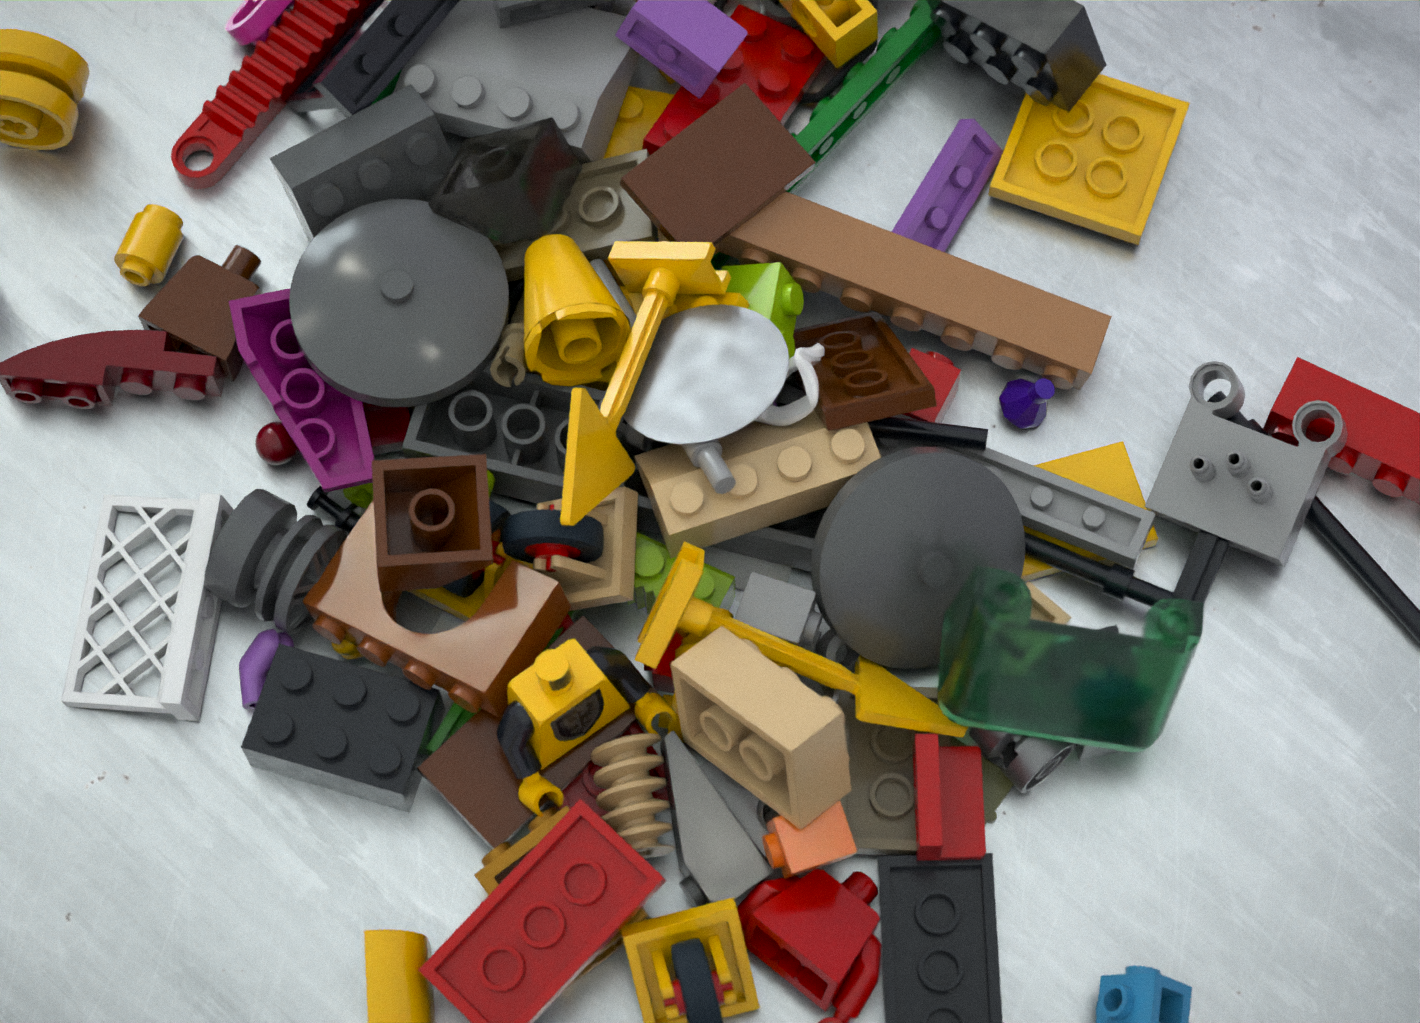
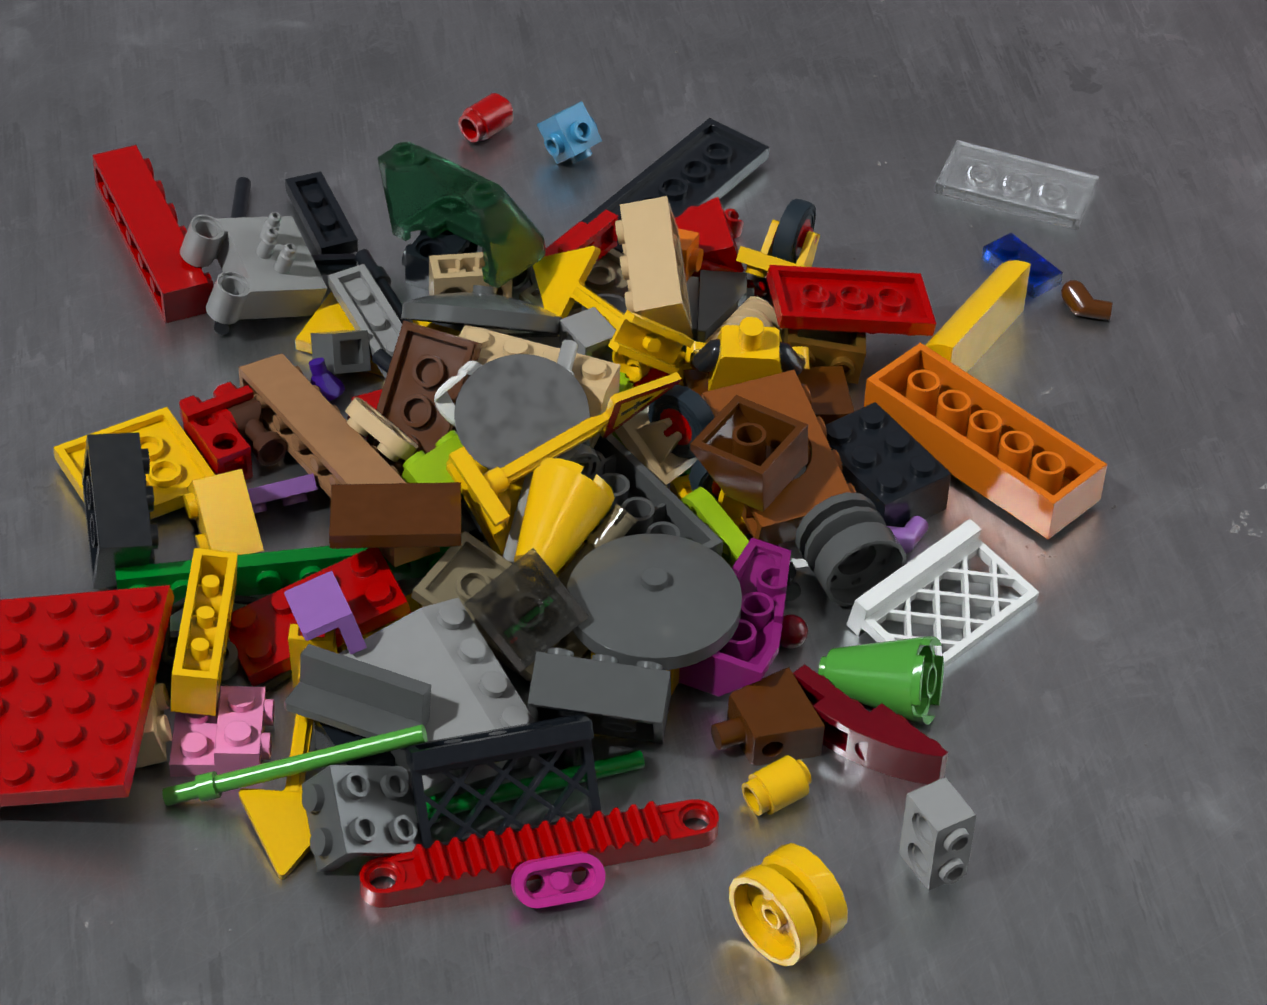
camera: 145 degrees left, 25 degrees down
(127, 435) = (895, 673): none -> bright green cone
(254, 856) = (988, 440): none -> orange brick
(868, 317) = (392, 440): none -> tan plate
(922, 122) = (223, 514): none -> yellow brick
(1051, 443) = (342, 350): none -> dark grey panel
(1062, 244) = (223, 424): none -> red hips
(1274, 972) = (486, 118): none -> red brick
(1290, 648) = (321, 214): none -> black plate

